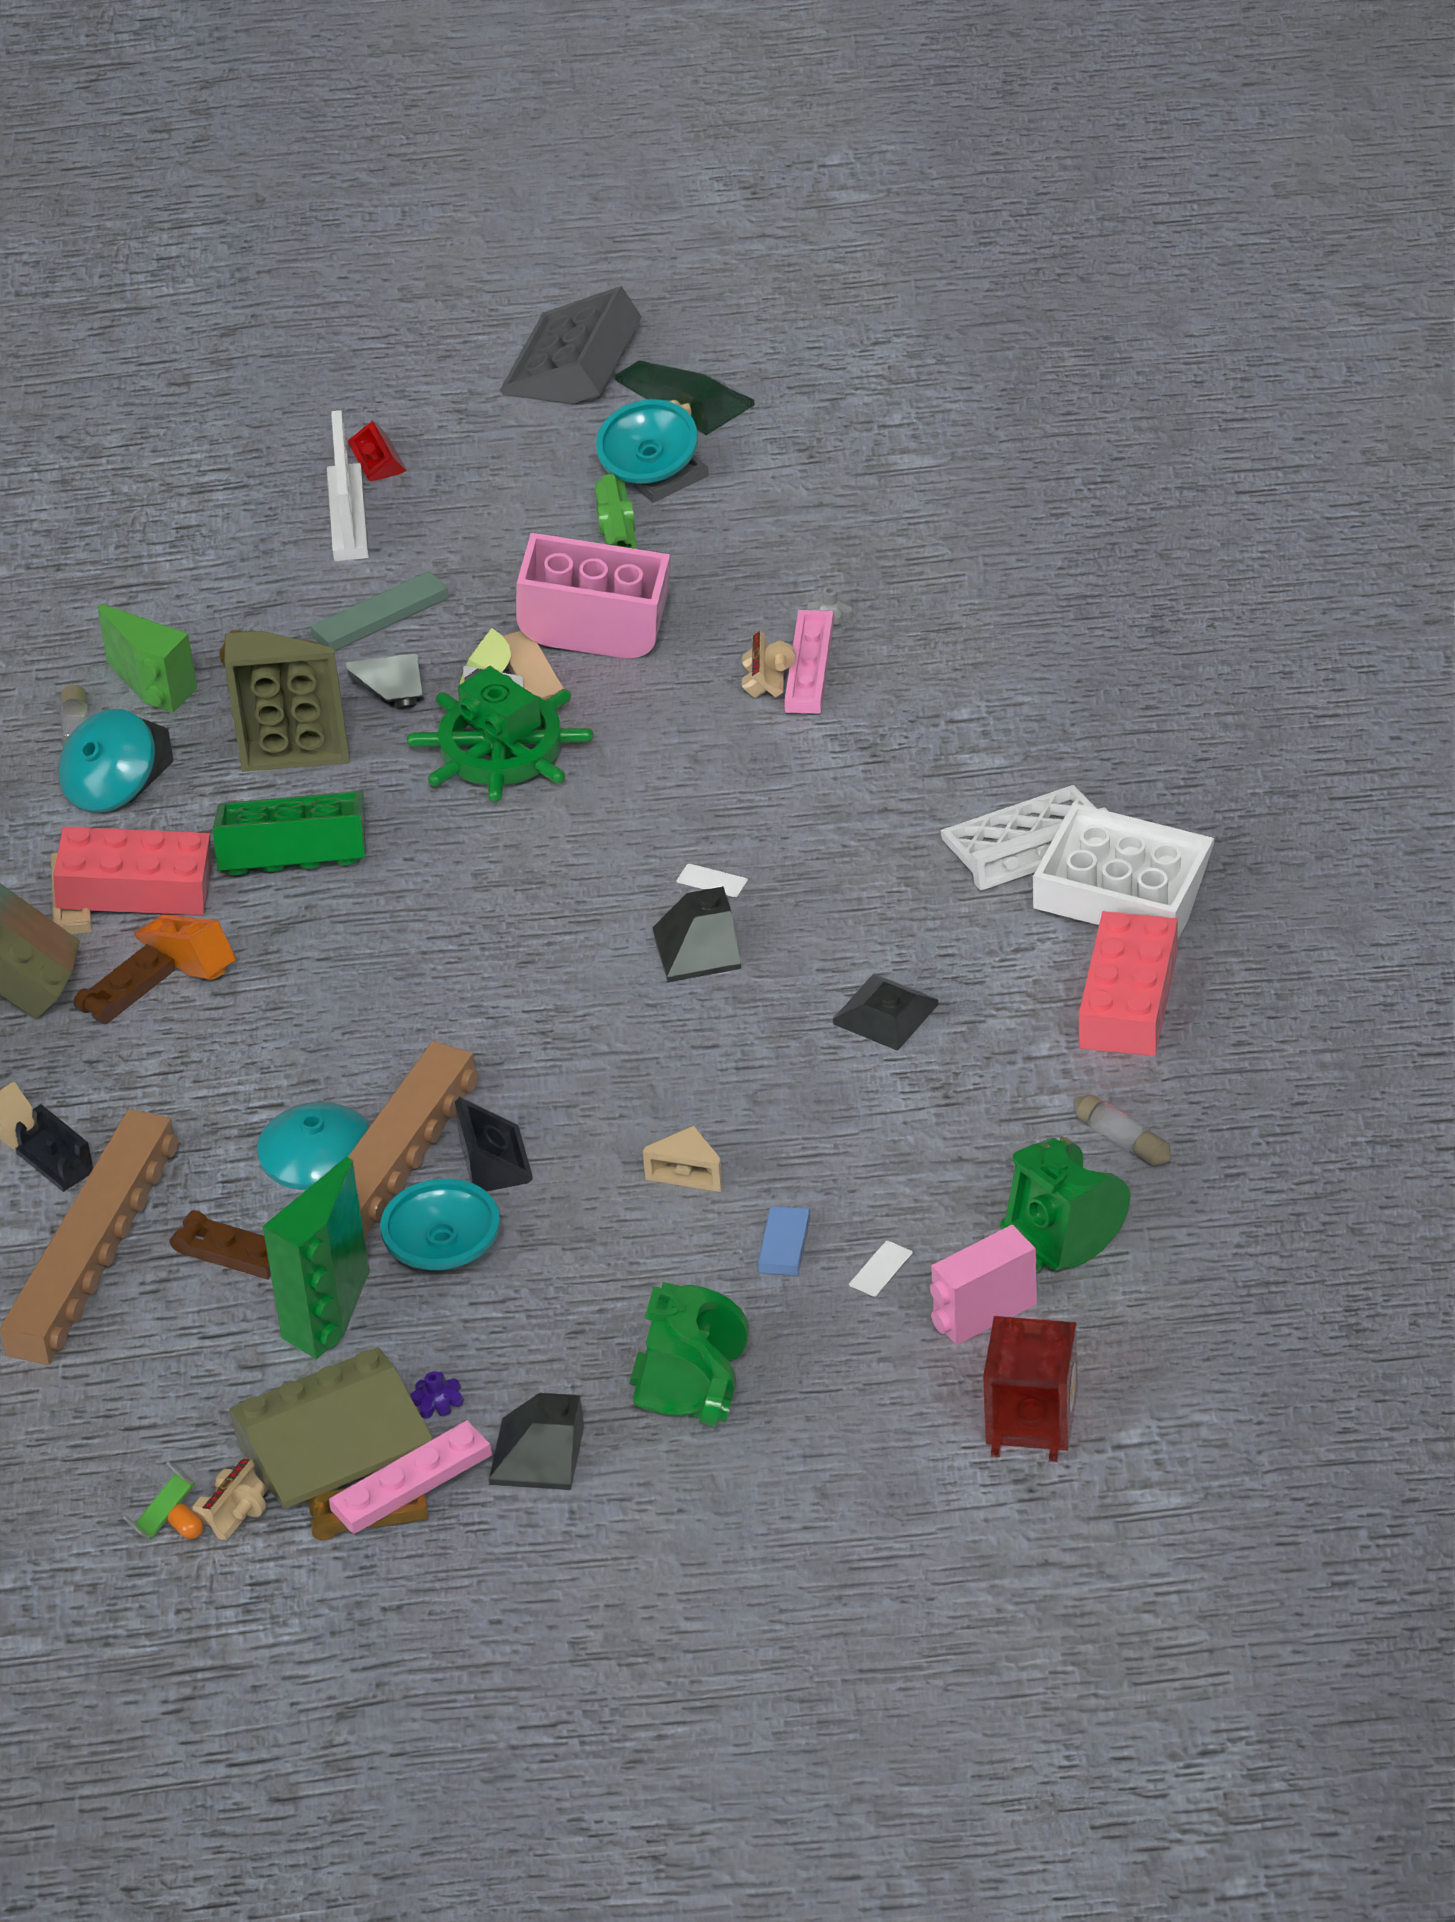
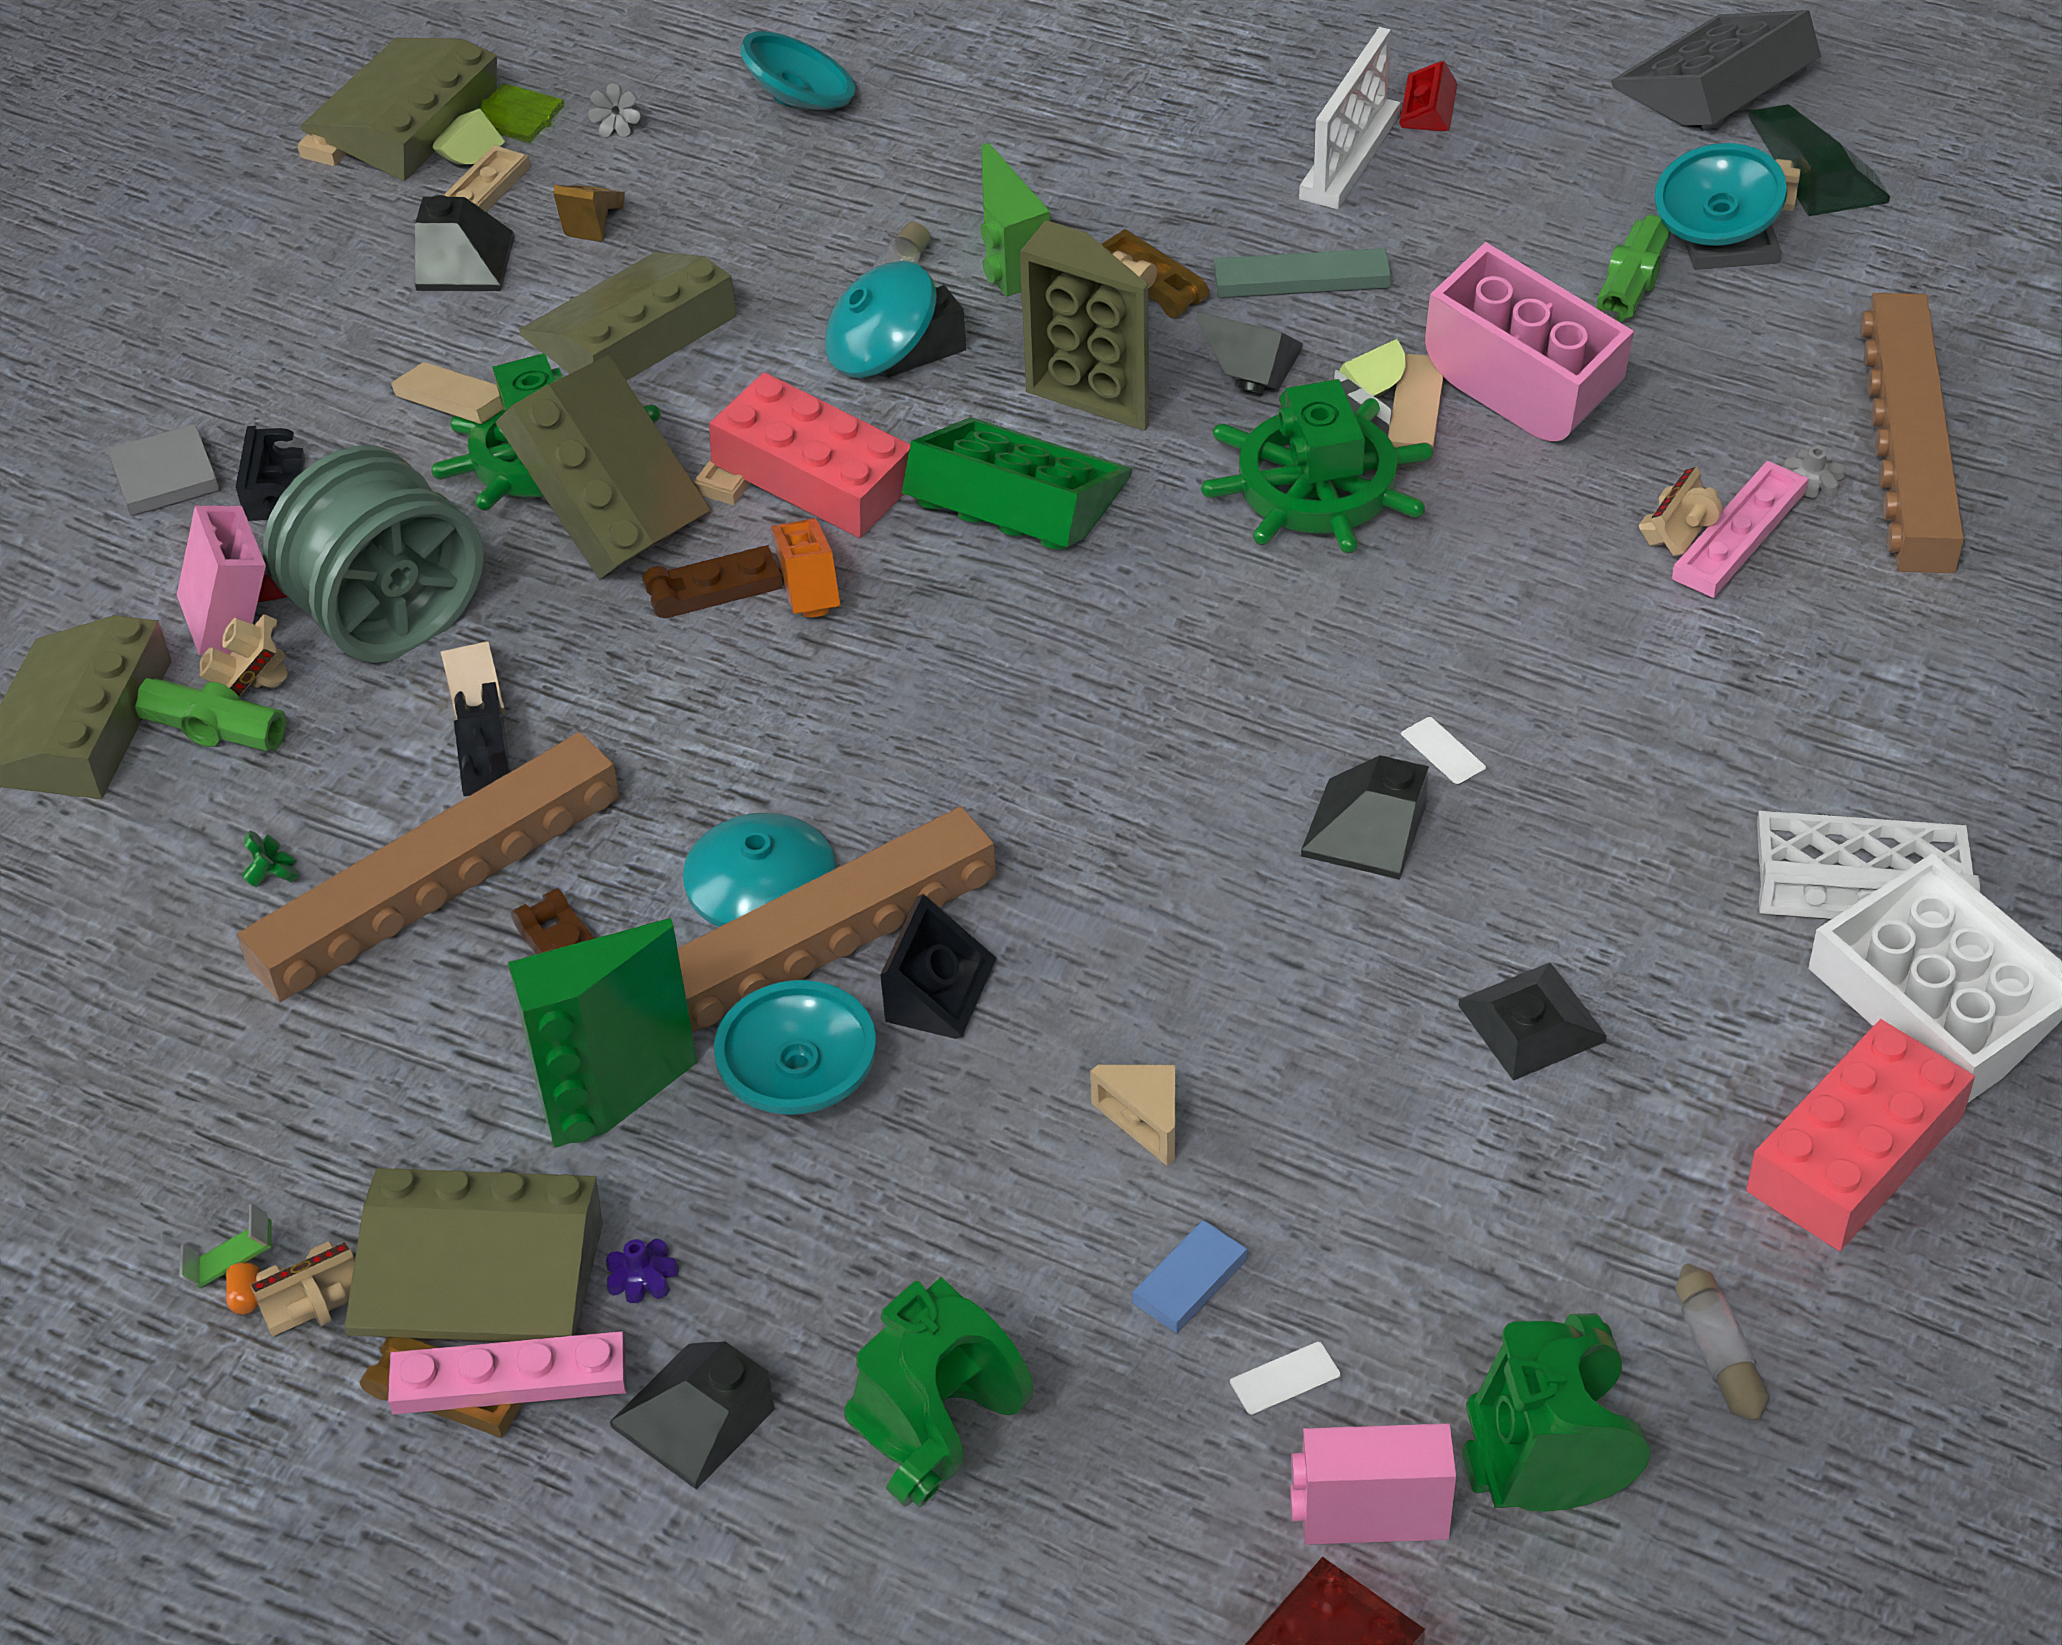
camera: 30 degrees right, 5 degrees up
(879, 553) = (1911, 434): none -> medium nougat brick

